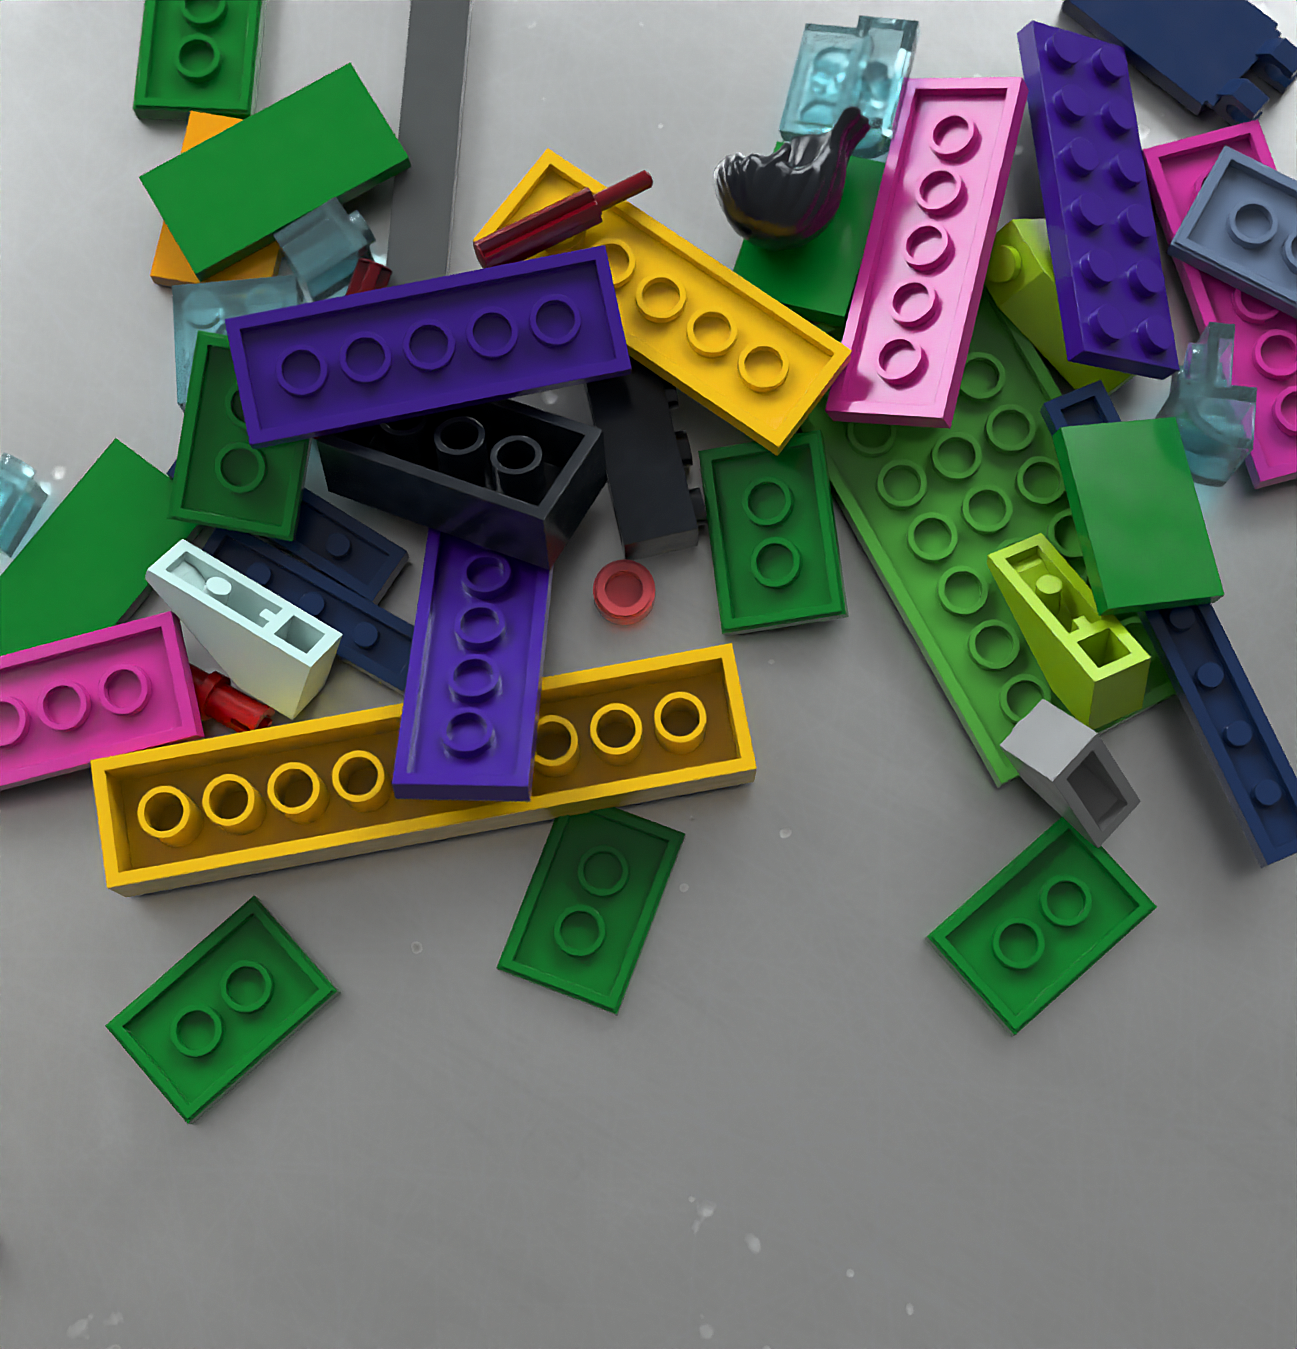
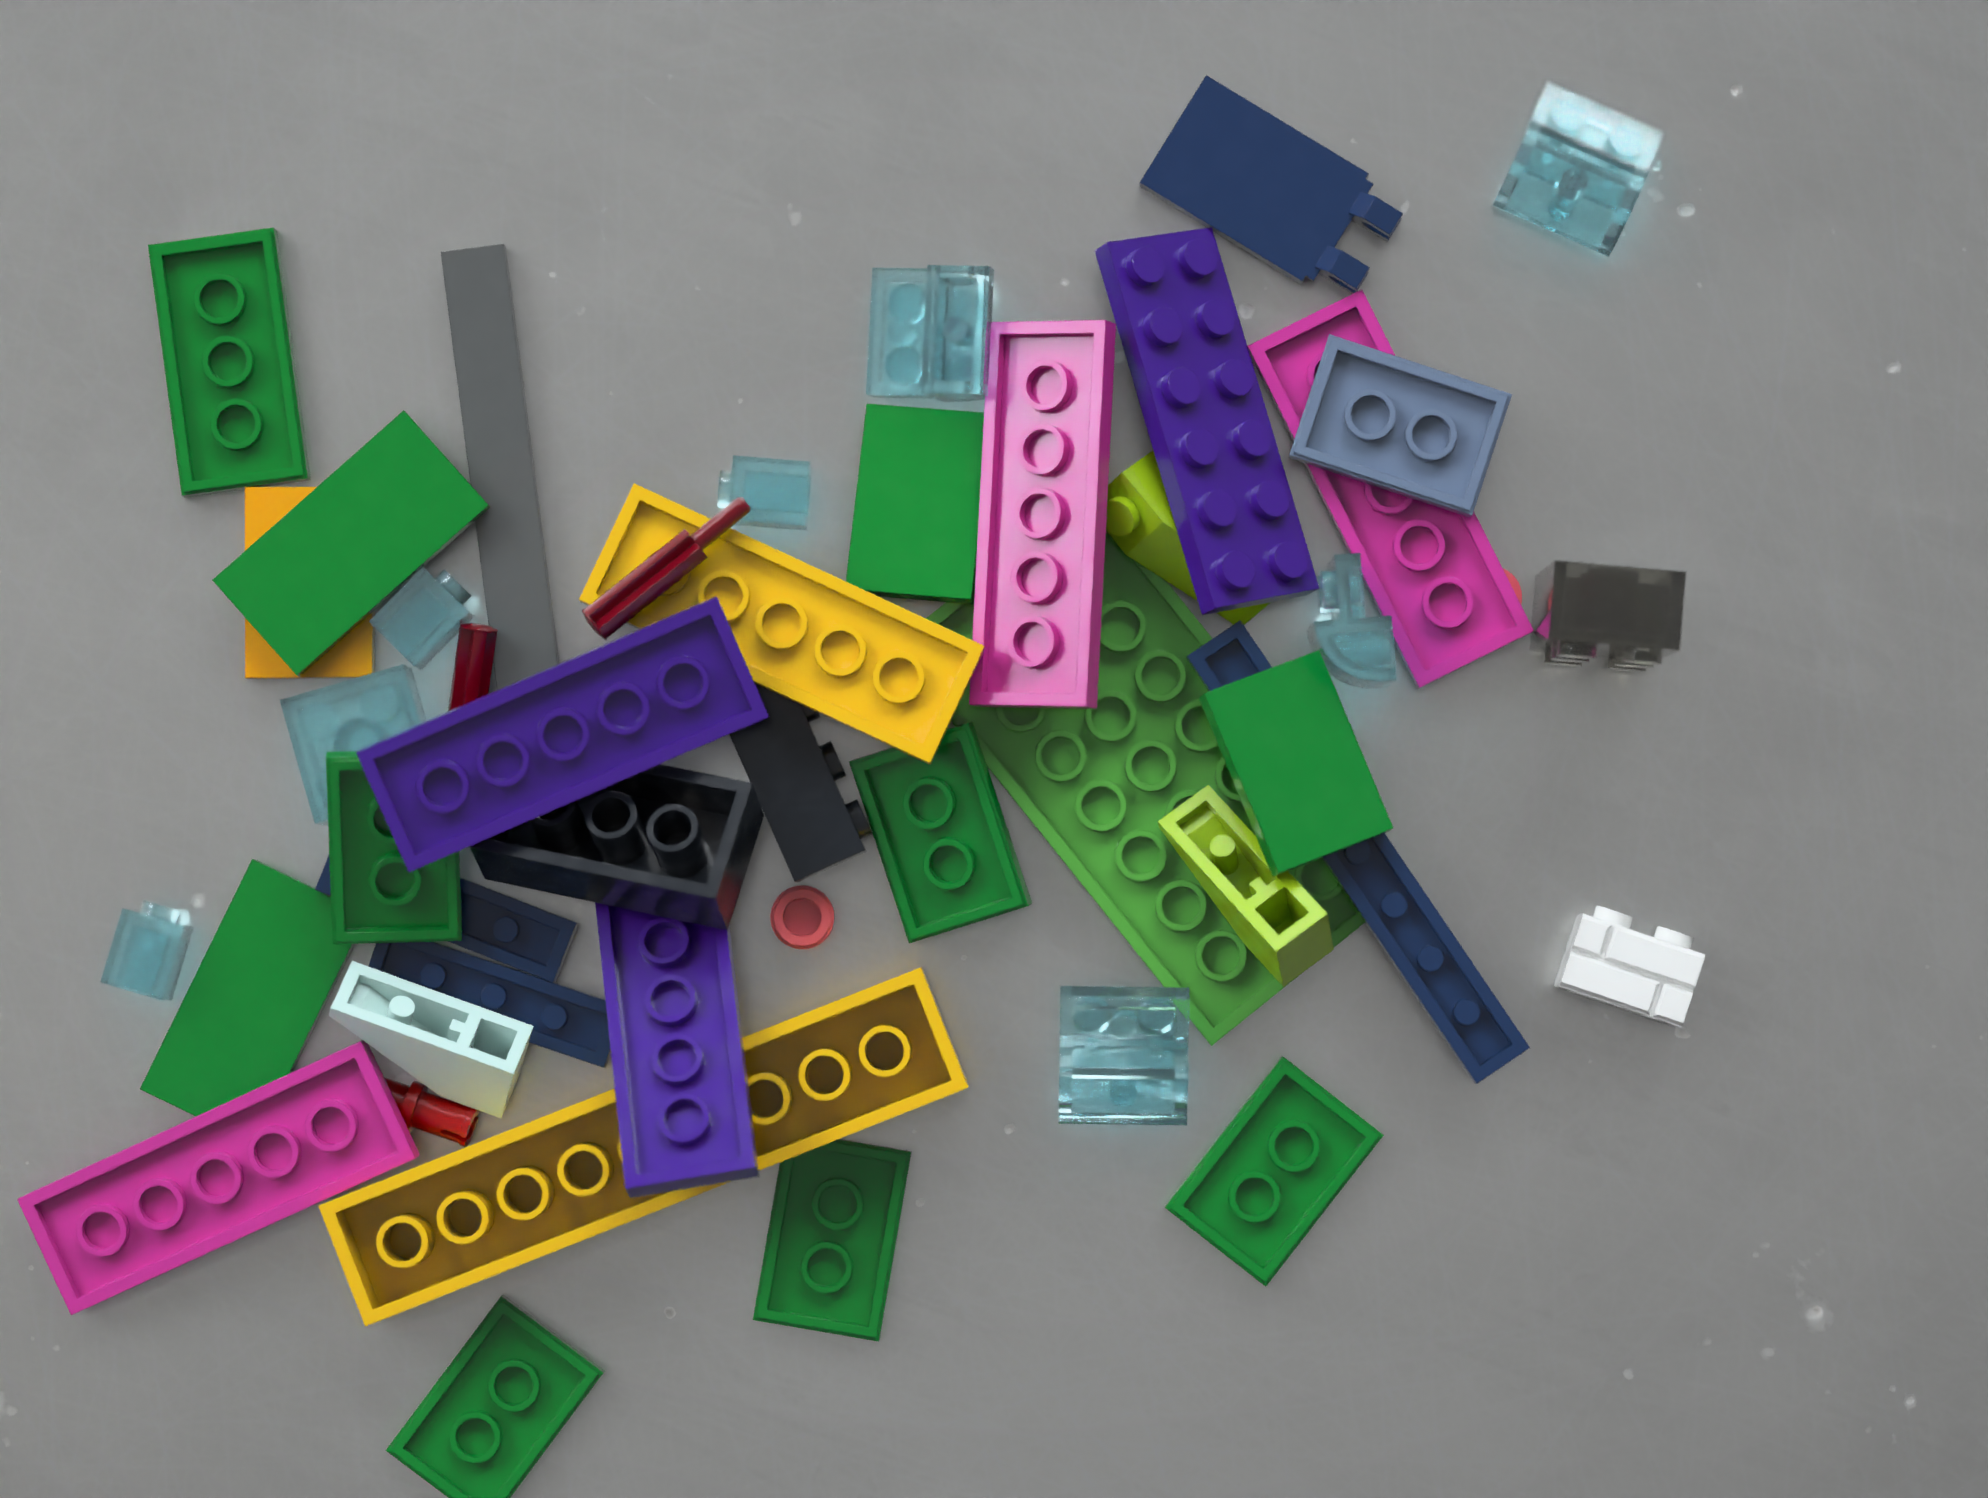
camera: 10 degrees left, 10 degrees up
(679, 195) = (773, 489): none -> clear light blue brick
(793, 192) = (902, 481): black piece -> none
(914, 774) = (1123, 1055): none -> clear light blue brick
(1071, 771) = (1274, 1027): light grey slope -> none

